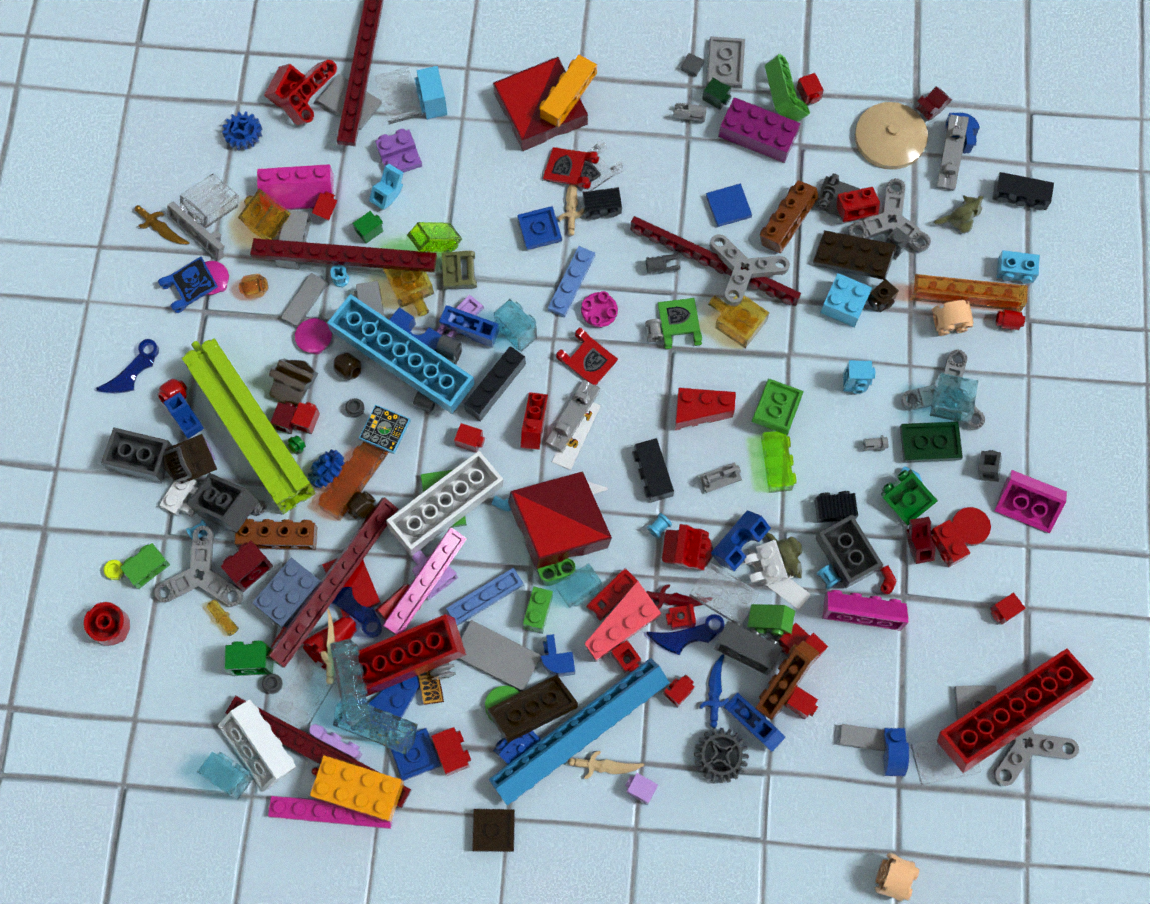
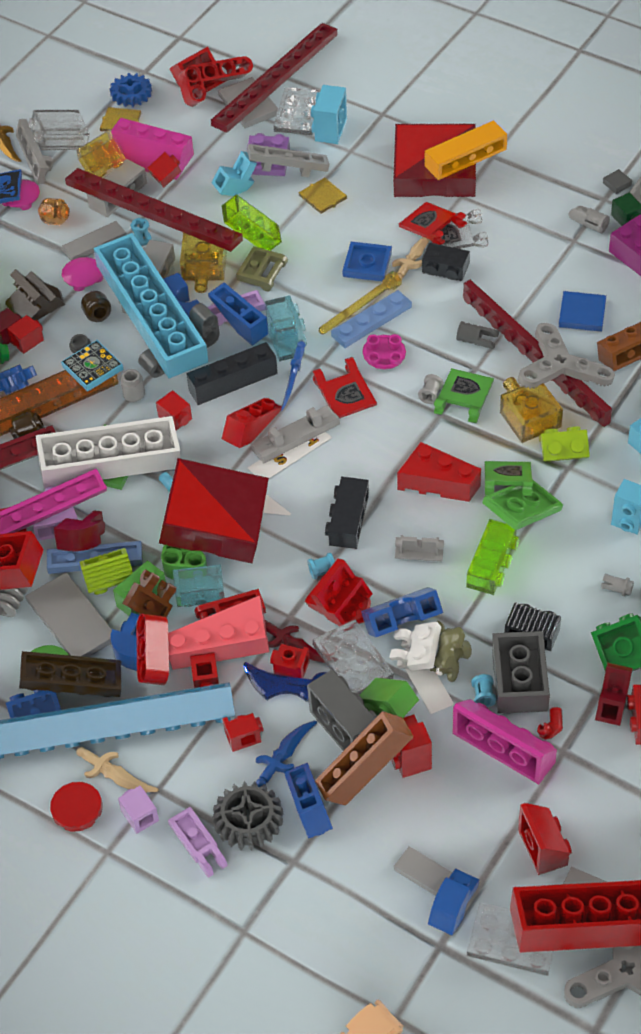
camera: 30 degrees right, 20 degrees down
(247, 163) = (114, 114): none -> clear yellow piece
(368, 226) = (197, 201): green brick -> none
(422, 154) = (303, 160): none -> light grey hinge
(424, 431) = (132, 385): none -> light grey brick
(465, 174) = (322, 195): none -> clear yellow piece
(466, 586) = (80, 534): none -> dark red brick
(505, 606) = (106, 570): none -> lime brick
(540, 353) = (296, 366): none -> blue piece
(556, 617) = (144, 601): none -> reddish brown plate
(569, 239) = (390, 281): none -> clear yellow piece
(582, 660) = (152, 649): none -> beam
(594, 806) = (76, 806): none -> red tile
(695, 790) = (196, 839): none -> lavender hinge
(753, 383) = (508, 474): none -> bright green flag
(778, 337) = (564, 445): none -> lime bracket
(802, 703) = (373, 802): red brick -> none
(930, 676) = (543, 838): none -> red slope

